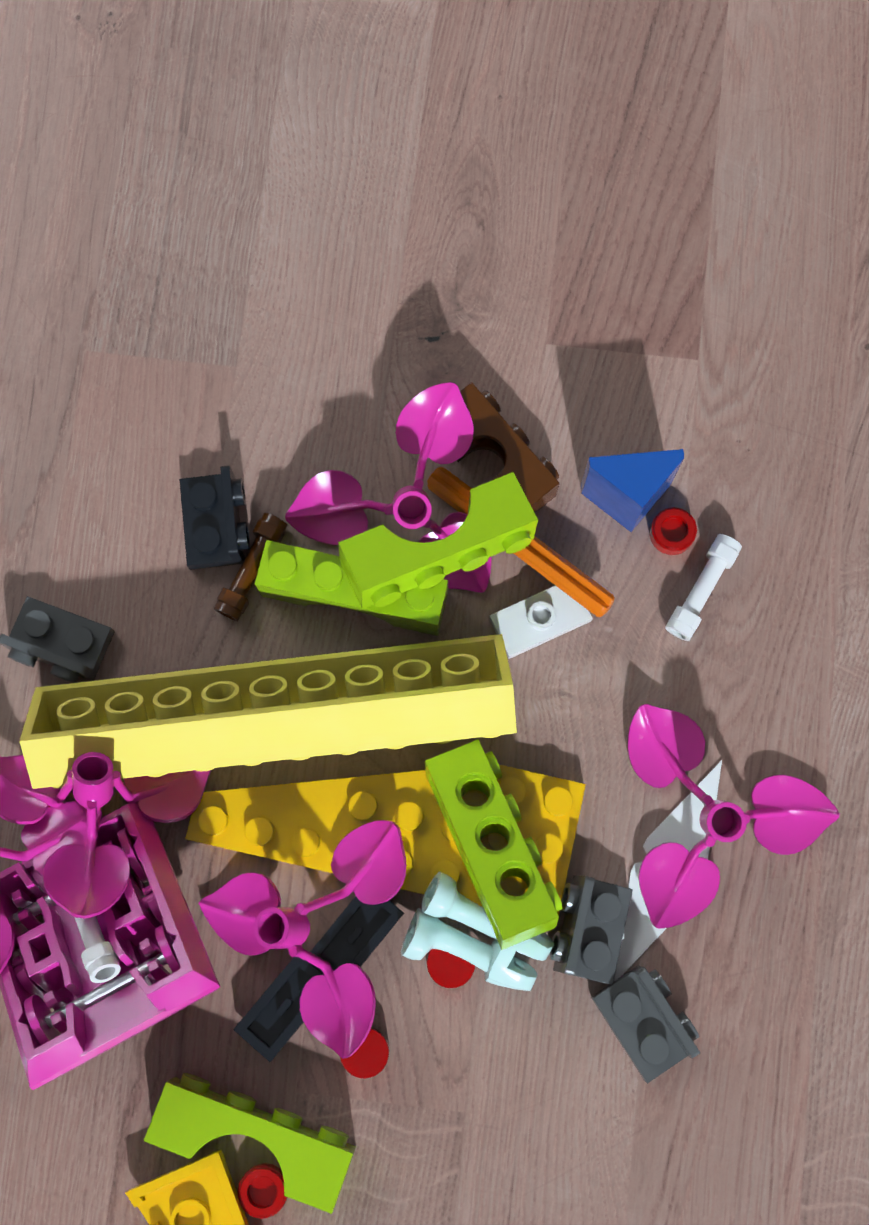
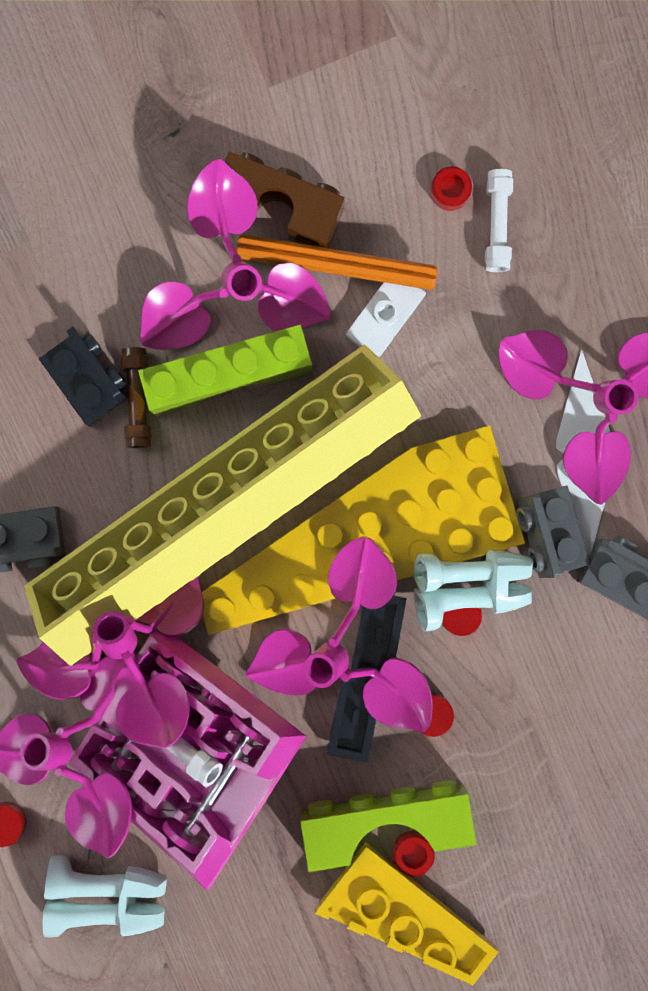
camera: 30 degrees left, 10 degrees up
(386, 565) = (246, 339): lime arch -> none
(510, 916) = (493, 559): lime brick -> none
(630, 483) = (400, 168): blue slope -> none

